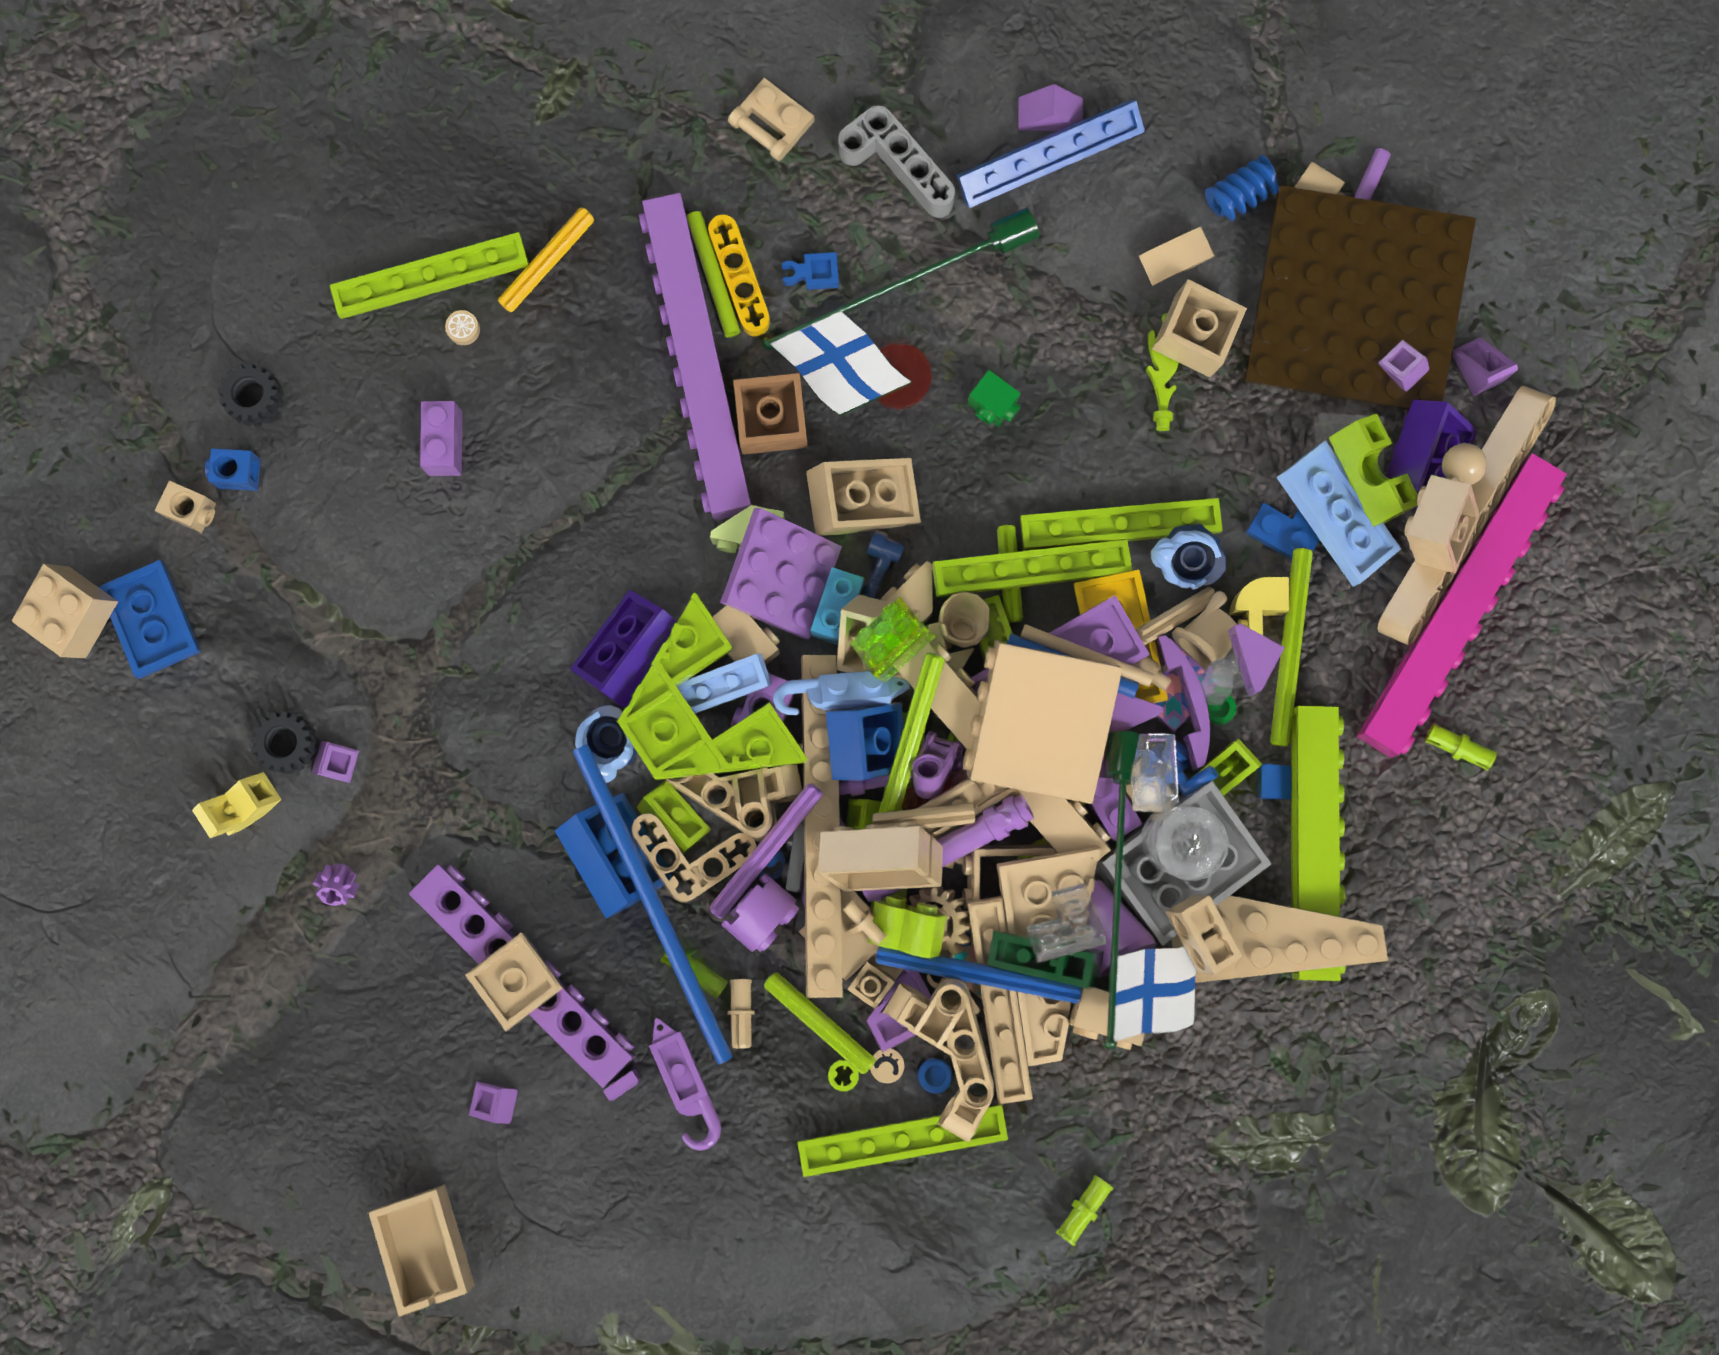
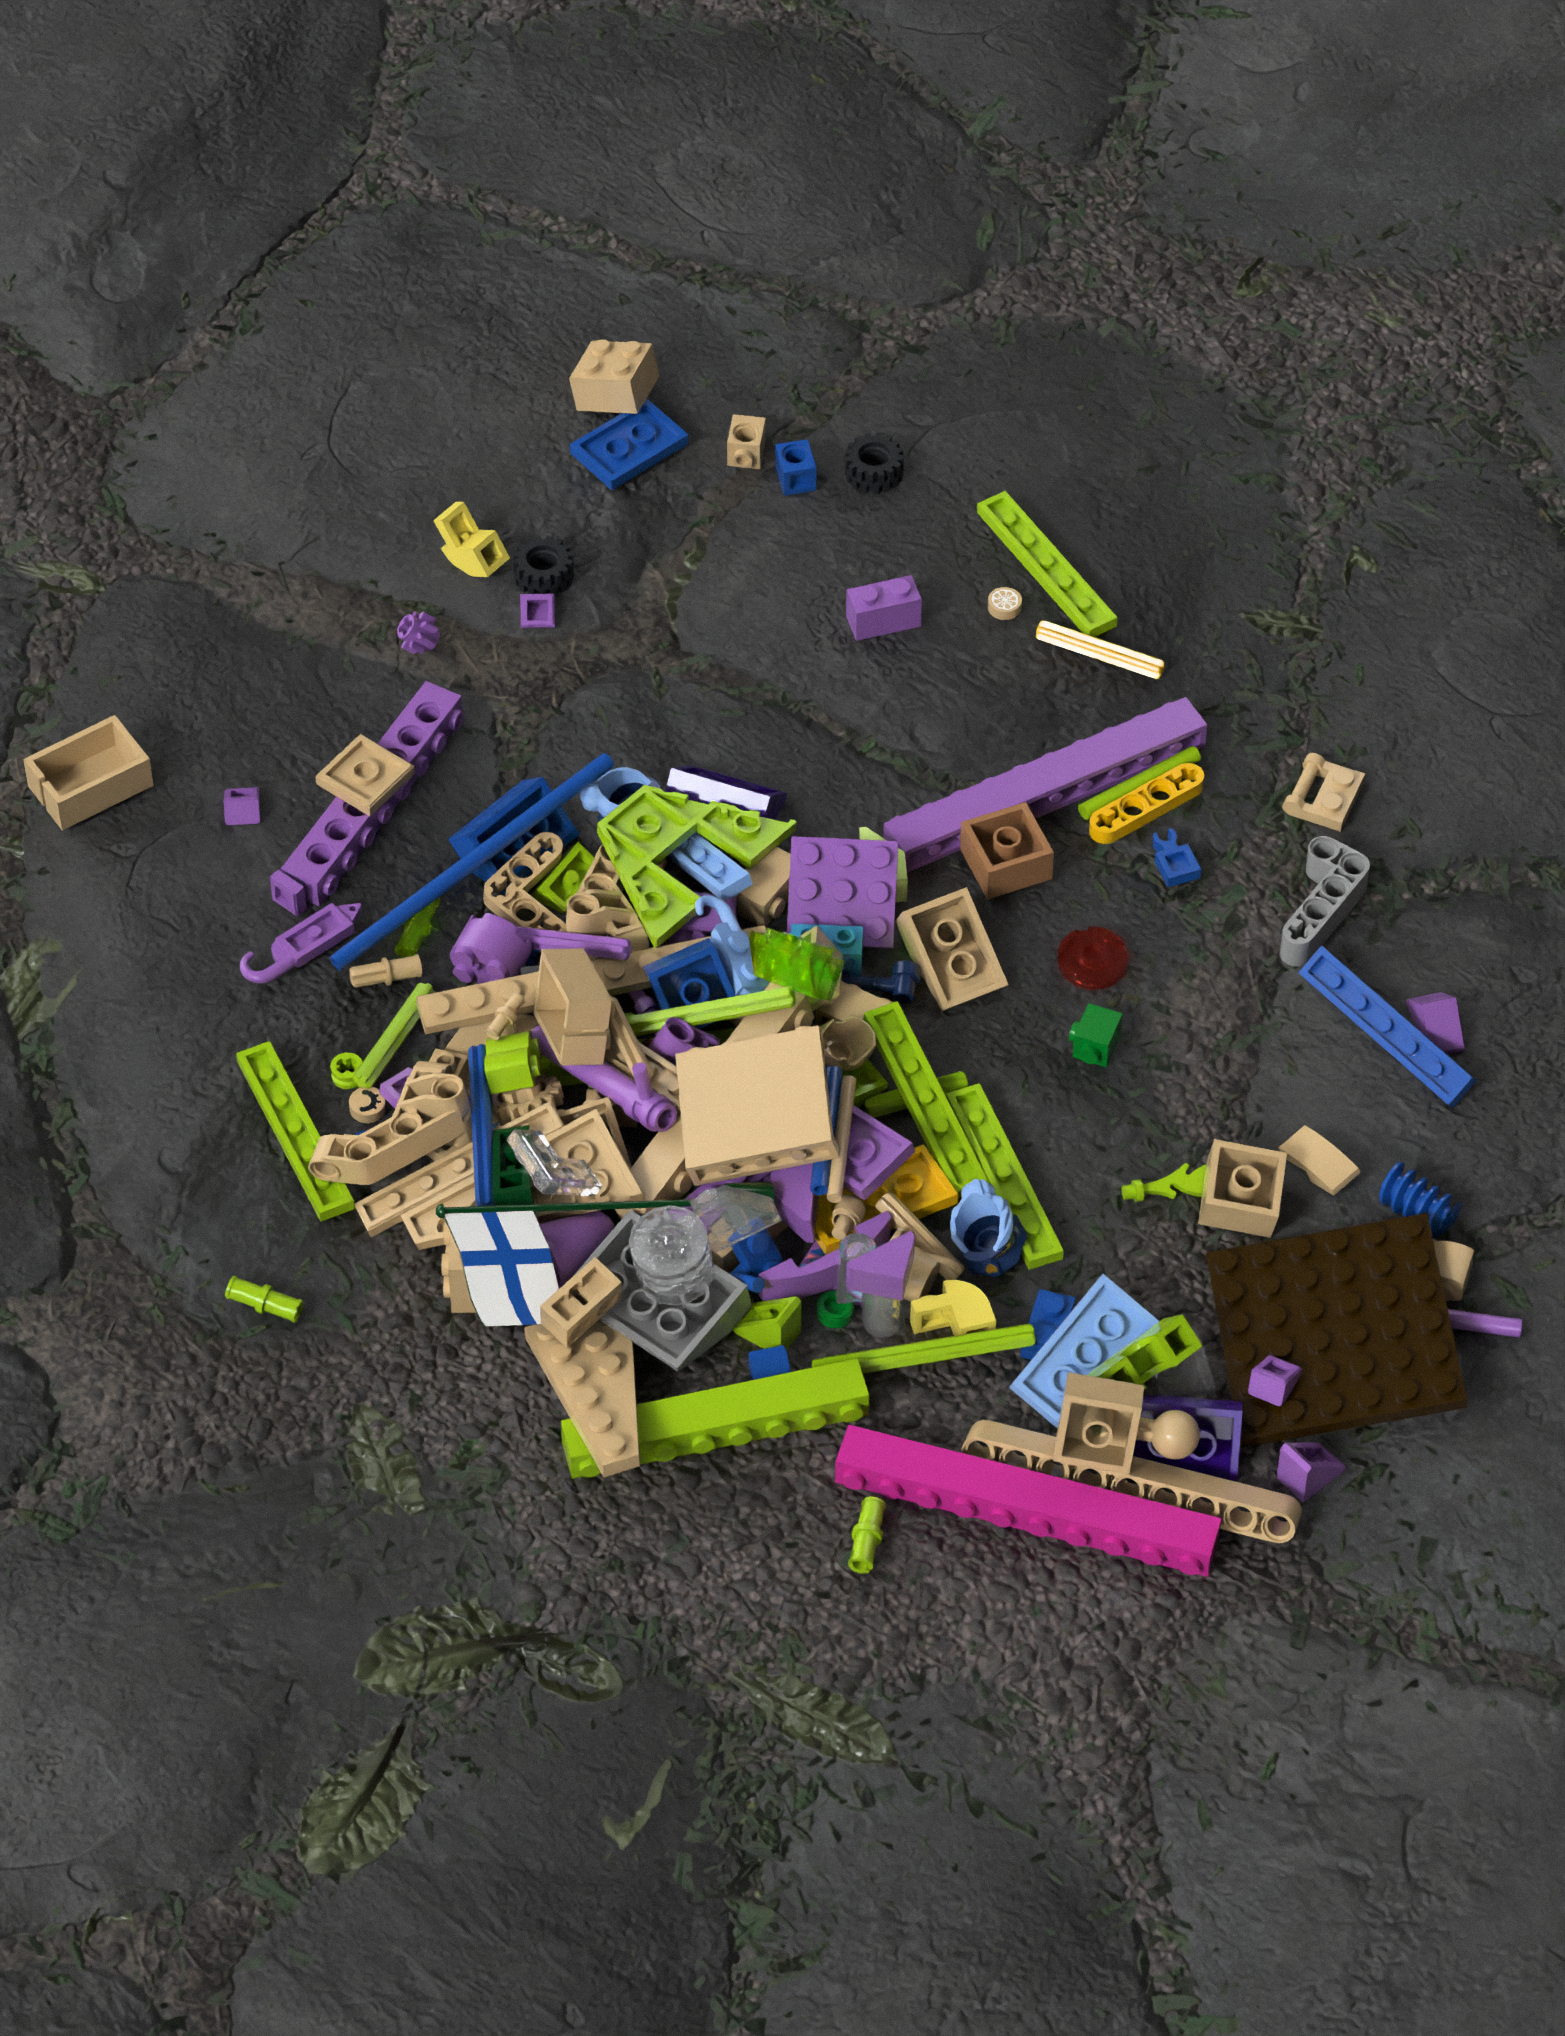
camera: 75 degrees right, 30 degrees down
(842, 359) = (1098, 895): flag -> none

